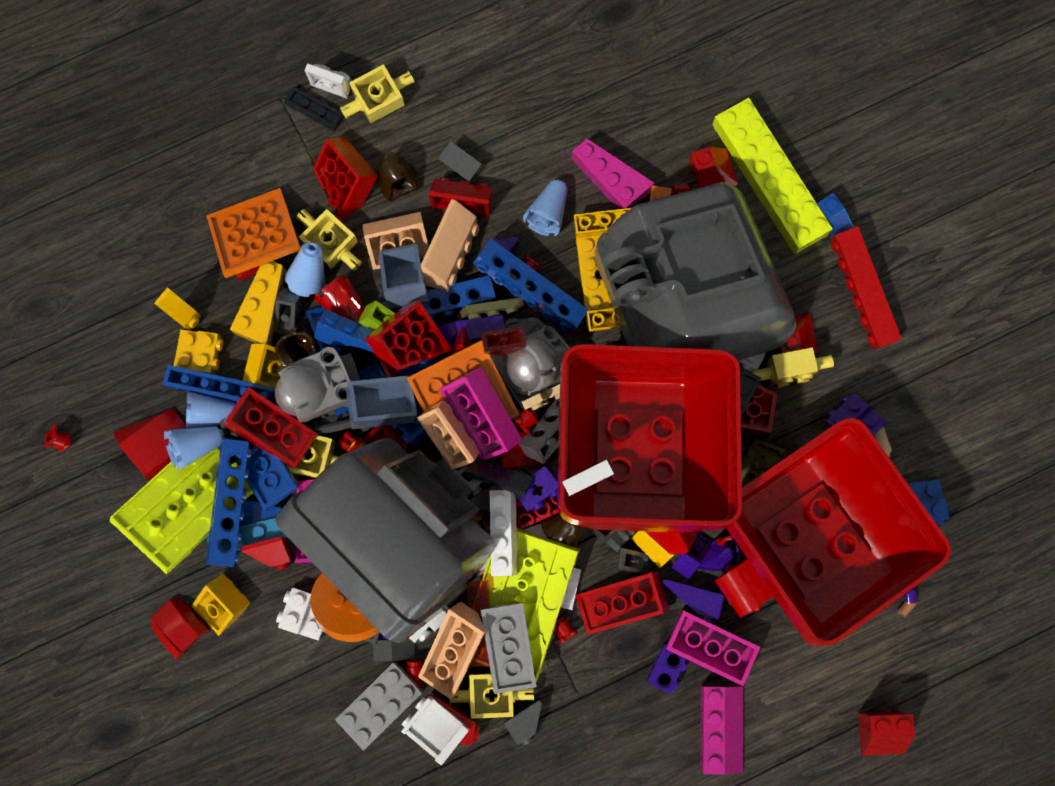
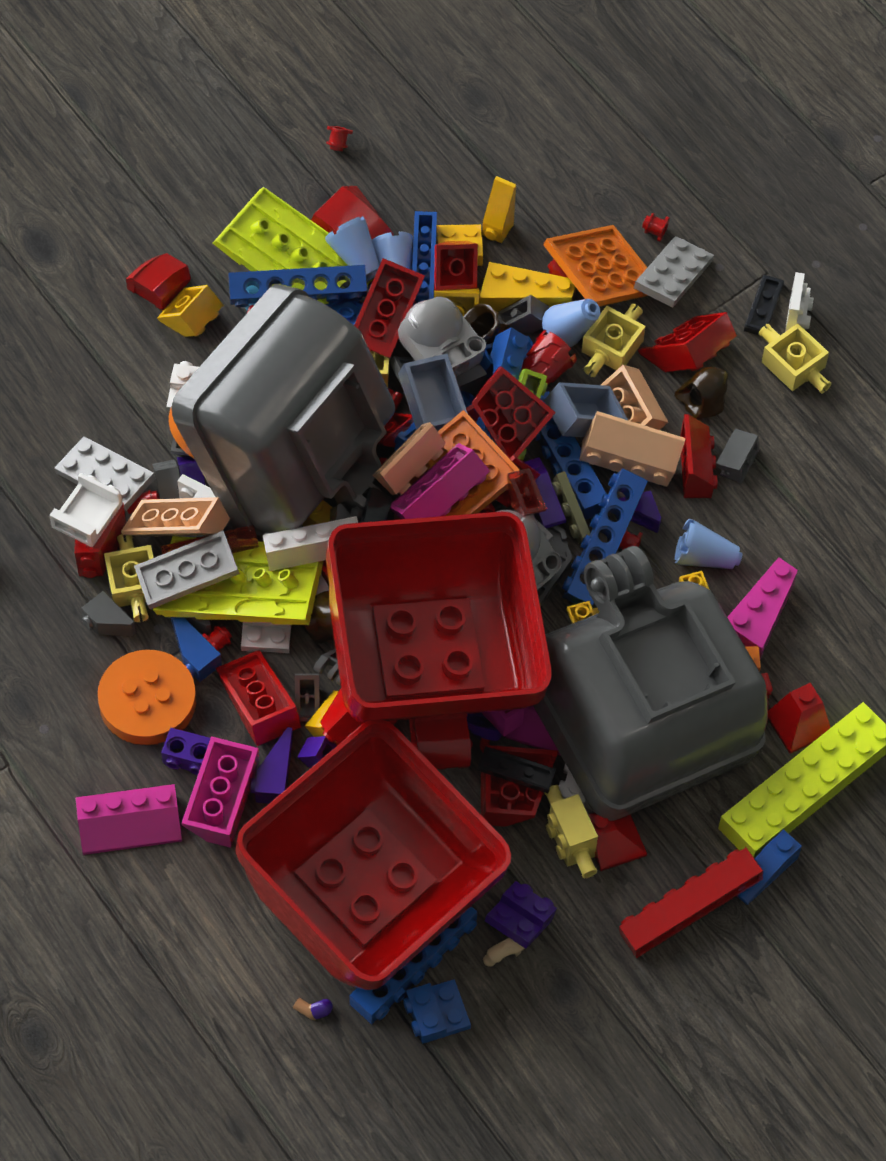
camera: 75 degrees right, 20 degrees down
(215, 179) = (656, 226): none -> red brick
(229, 358) = (455, 265): none -> red slope
(269, 174) = (673, 271): none -> light grey plate
(572, 650) = (195, 650): none -> blue slope
(588, 477) = (377, 548): white sticker -> none
(607, 698) = (146, 696): none -> orange brick
(885, 732) = (149, 991): red slope -> none

